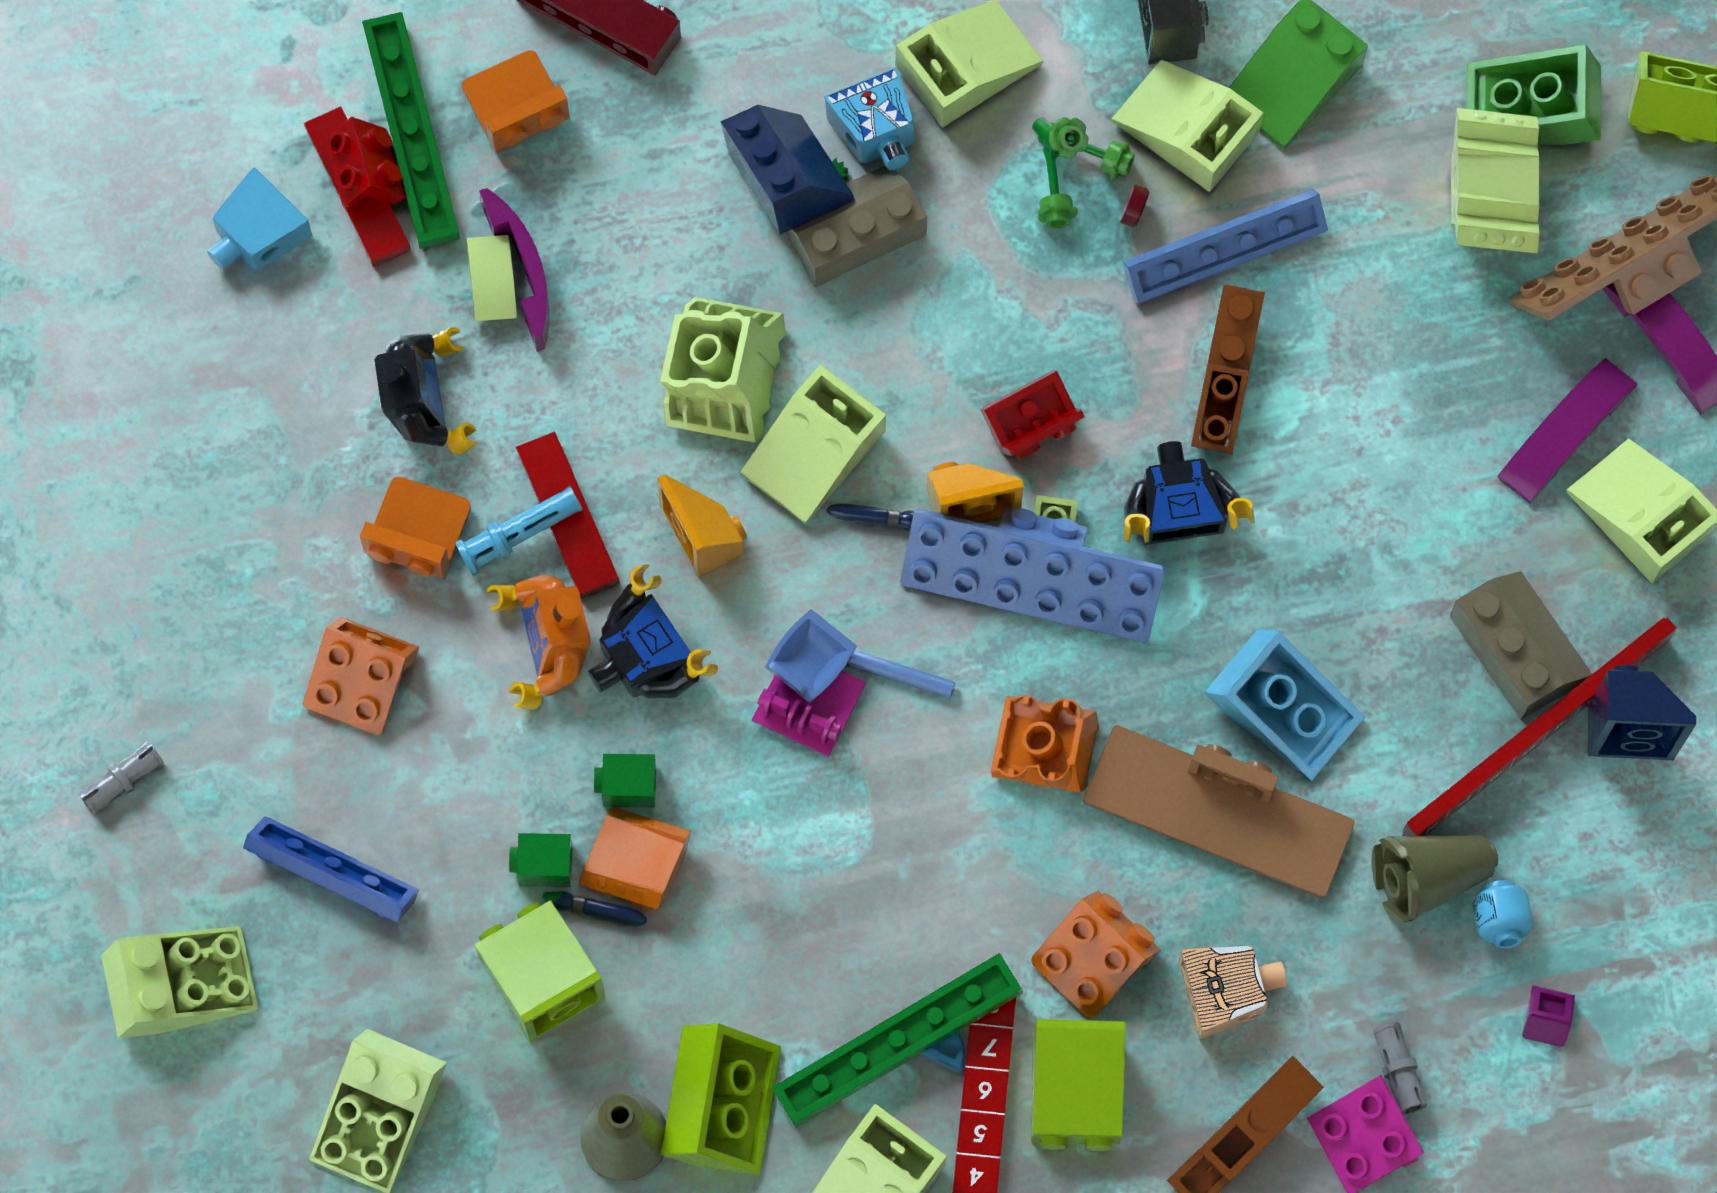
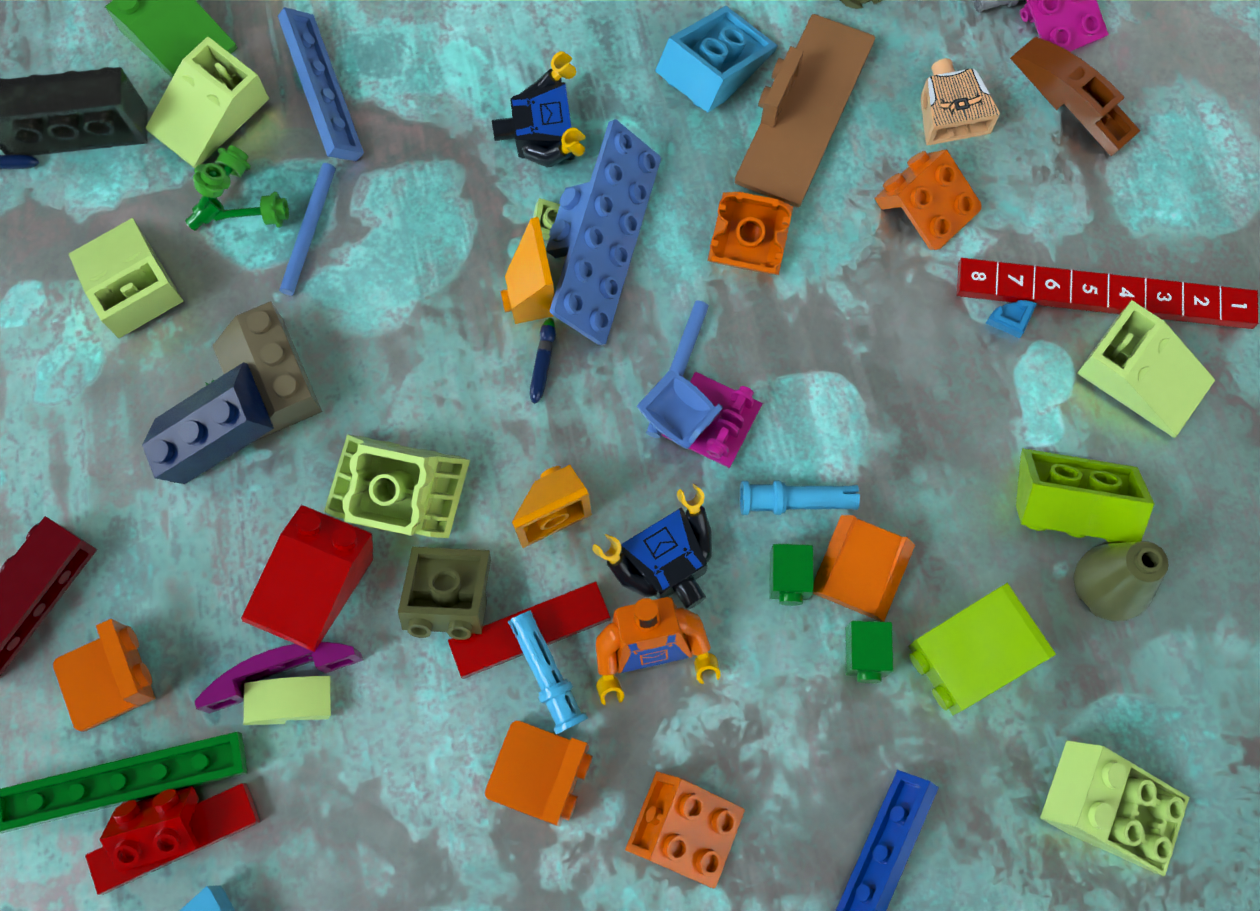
camera: 85 degrees left, 0 degrees up
(412, 391) = (400, 776): black torso -> none
(566, 901) = (907, 606): dark blue piece -> none
(605, 424) = (445, 592): none -> olive plate
(615, 286) = (309, 577): none -> red slope
(714, 771) = (779, 497): none -> medium azure pin
(814, 444) = (476, 405): yellowish green slope -> none
(874, 119) = (169, 350): medium azure torso -> none
(897, 1040) = (1020, 349): green plate -> none
(1032, 415) = (461, 231): red bracket -> none
(1038, 250) = (307, 229): none -> medium blue bar
(1078, 1083) = (1046, 208): lime slope -> none
(1135, 206) = (276, 149): dark red tile -> none
(1227, 369) = (429, 88): dark orange slope -> none

